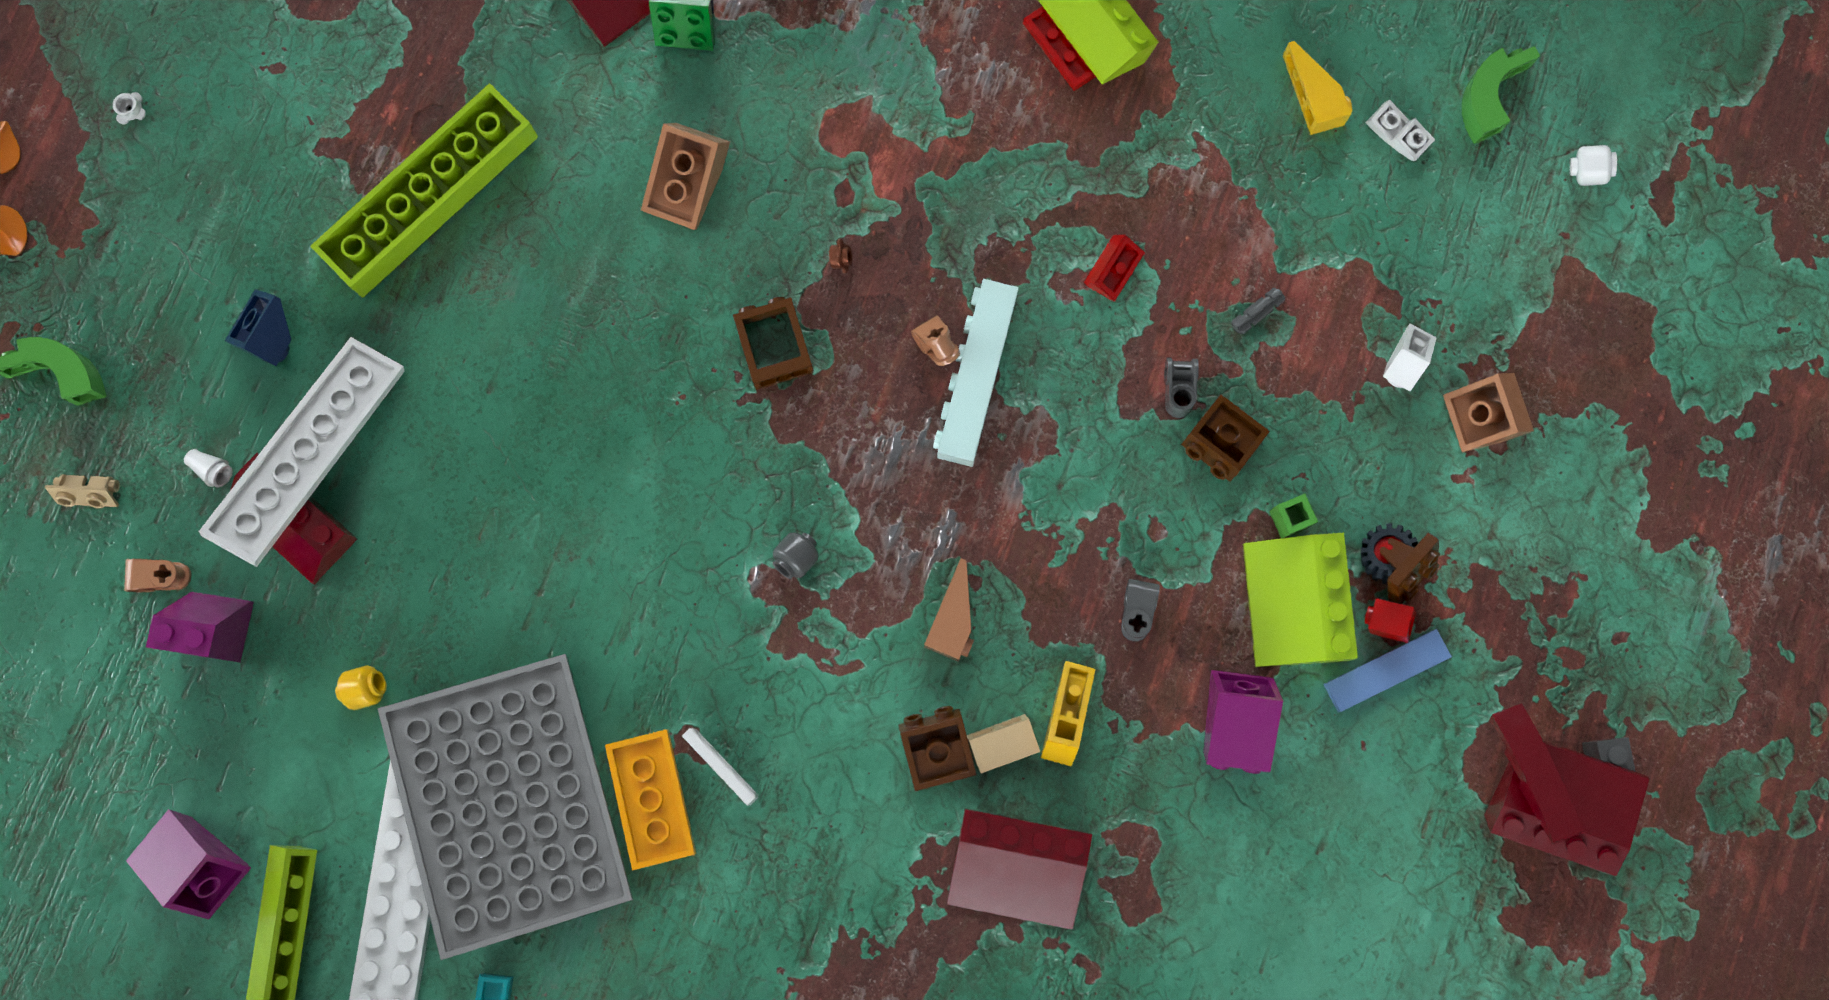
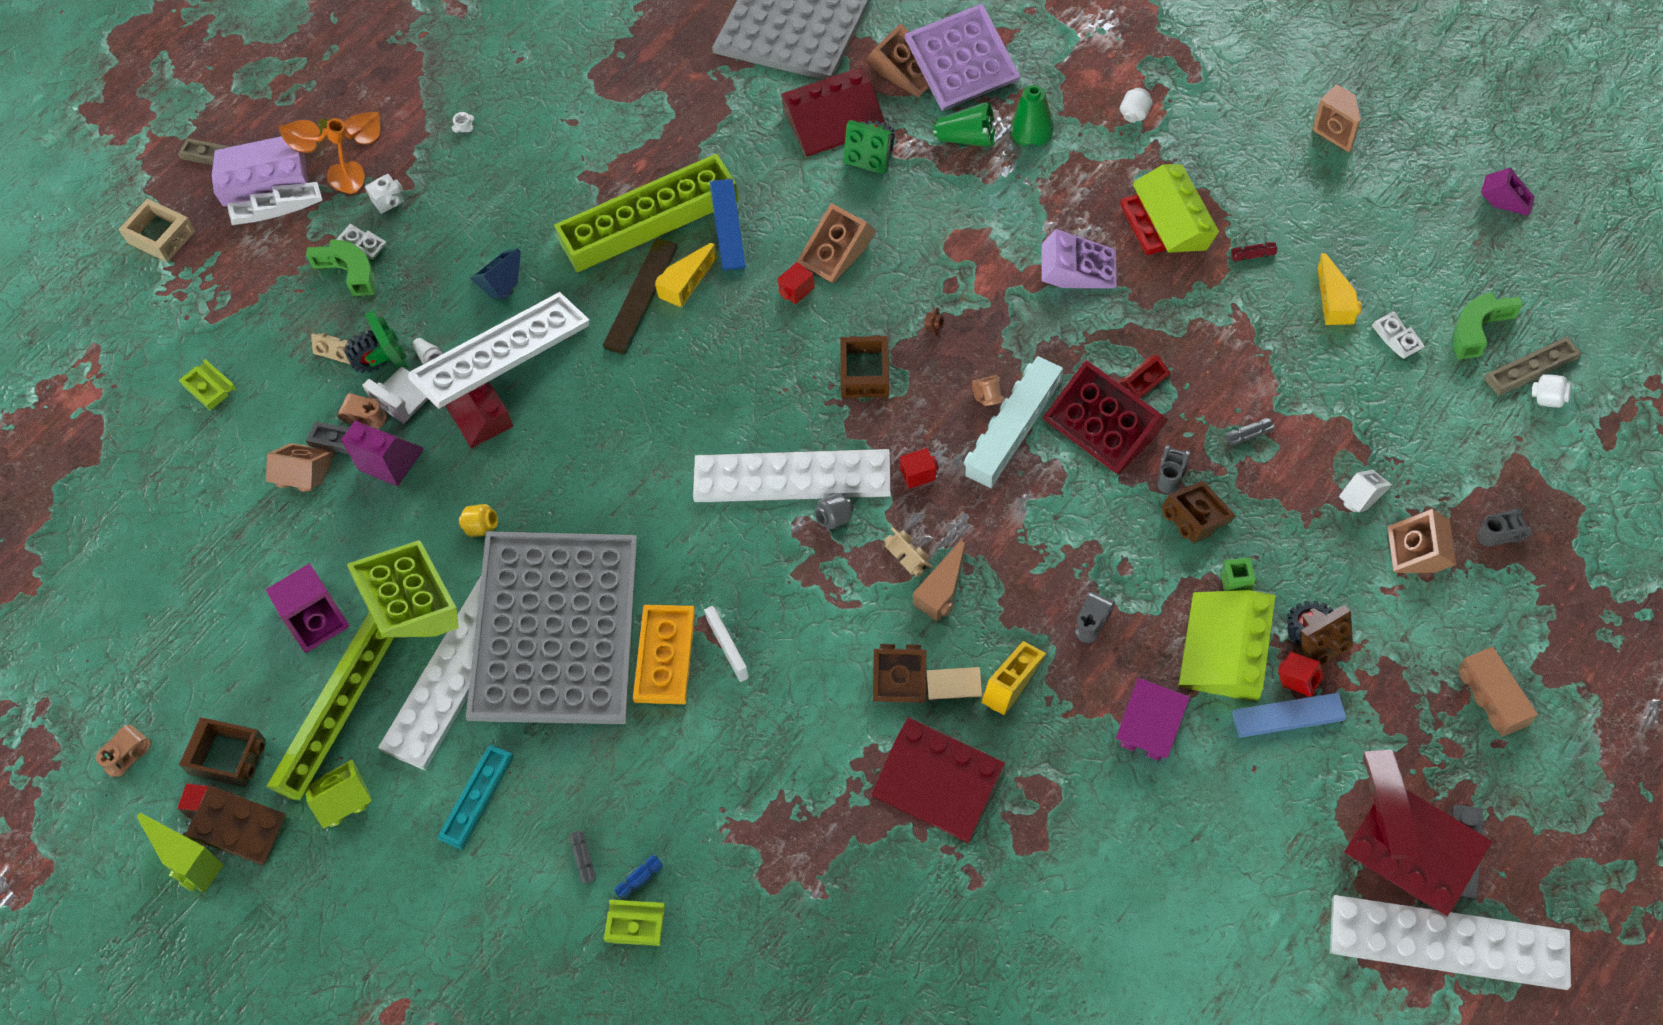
camera: 20 degrees right, 20 degrees down
(58, 325) = (367, 242): none -> white slope
(63, 247) = (385, 193): none -> white brick
(101, 673) = (298, 466): none -> nougat slope
(126, 621) = (327, 437): none -> dark grey plate
(138, 482) = (375, 346): none -> plate
(183, 541) = (397, 395): none -> white bracket
(303, 825) = (405, 593): none -> lime slope
(456, 311) = (639, 297): none -> dark brown tile
(504, 272) = (684, 276): none -> yellow slope
(536, 184) = (727, 224): none -> blue tile
(650, 245) = (795, 283): none -> red brick
(727, 516) = (791, 475): none -> white plate
(880, 467) = (918, 468): none -> red brick
(910, 587) = (914, 559): none -> tan hinge
(993, 125) = (1077, 262): none -> lavender slope
(1083, 338) = (1104, 418): none -> dark red slope
(1203, 52) = (1254, 251): none -> dark red axle
(1562, 133) = (1532, 366): none -> dark tan tile
(1576, 363) = (1506, 528): none -> dark grey piece
(1609, 580) = (1497, 692): none -> nougat brick
(1642, 893) = (1451, 943): none -> white plate

